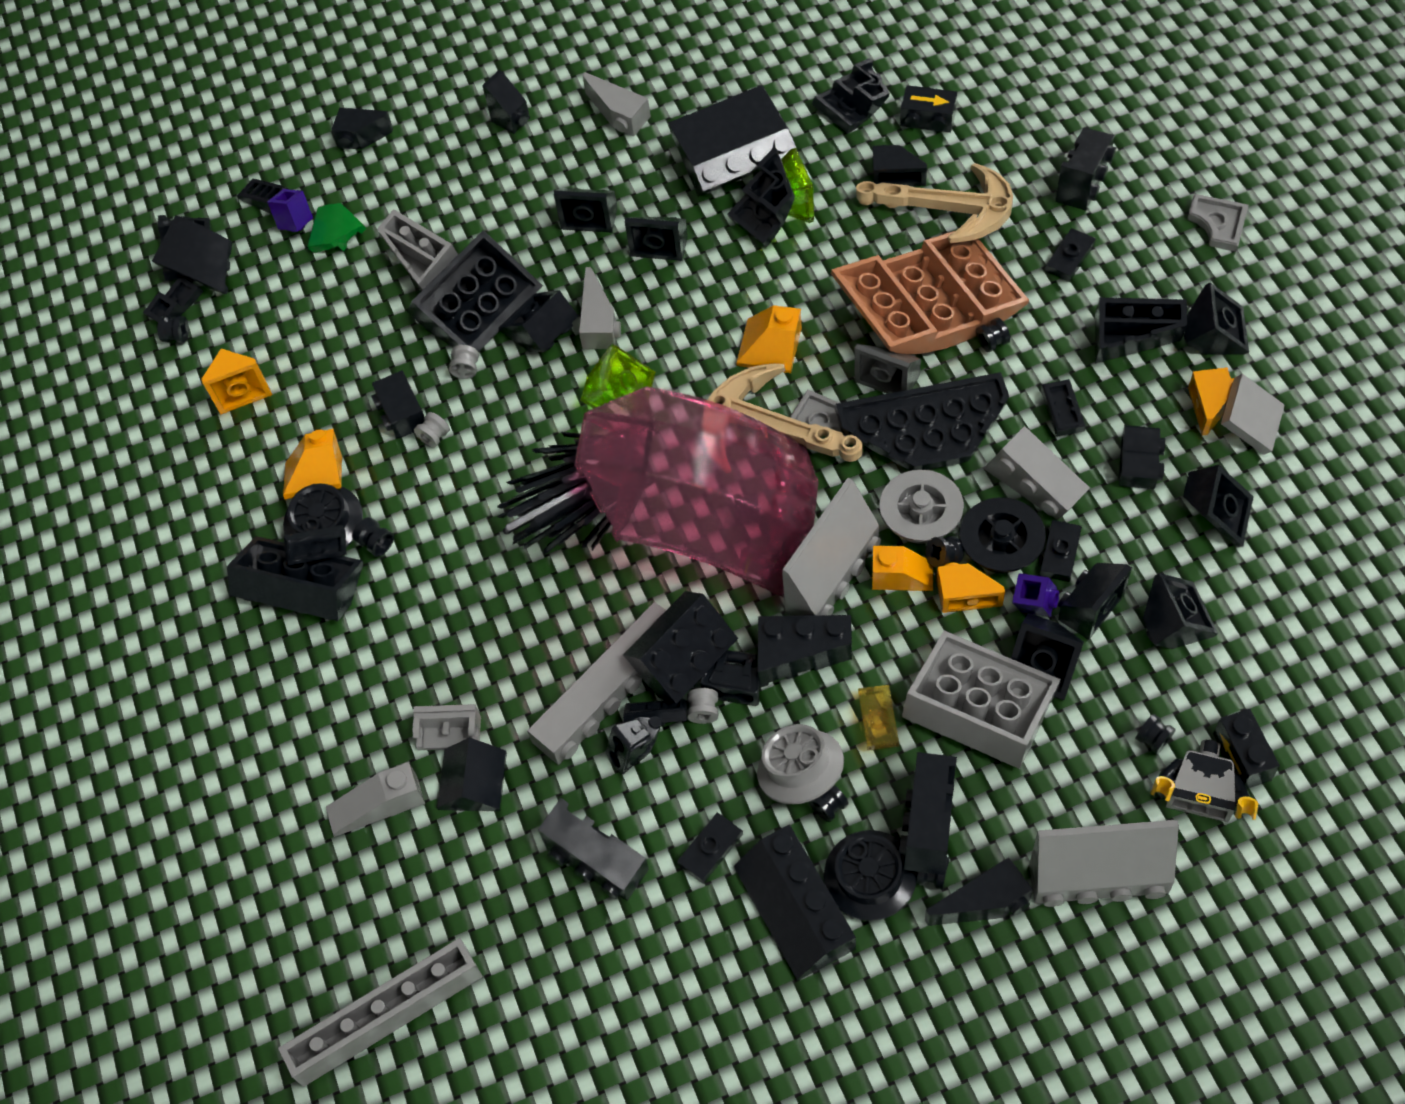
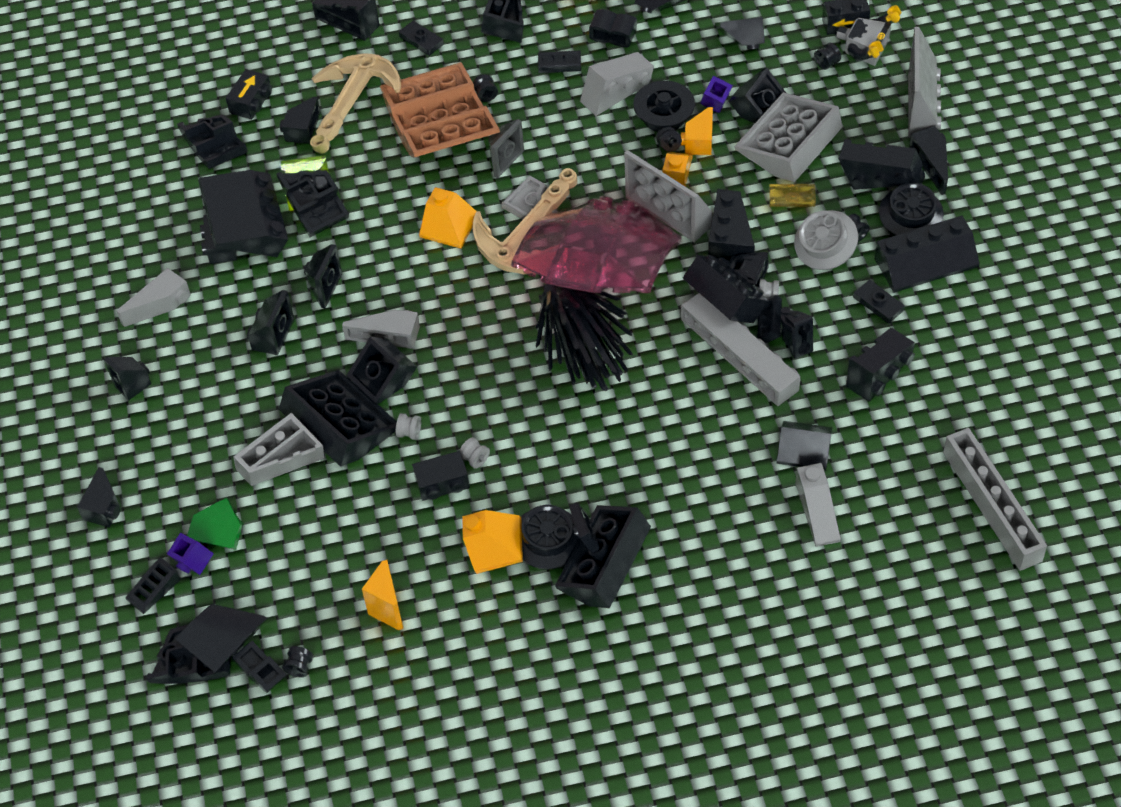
camera: 85 degrees left, 5 degrees down
(371, 535) = (576, 493): black wheel -> none
(445, 725) = (761, 454): light grey hinge -> none
(614, 377) = (466, 320): clear neon green slope -> none
(921, 505) = (629, 135): light grey wheel -> none
(928, 423) = (554, 134): black plate -> none
(1061, 550) = (690, 82): black plate -> none
(1094, 597) = (724, 60): black slope -> none

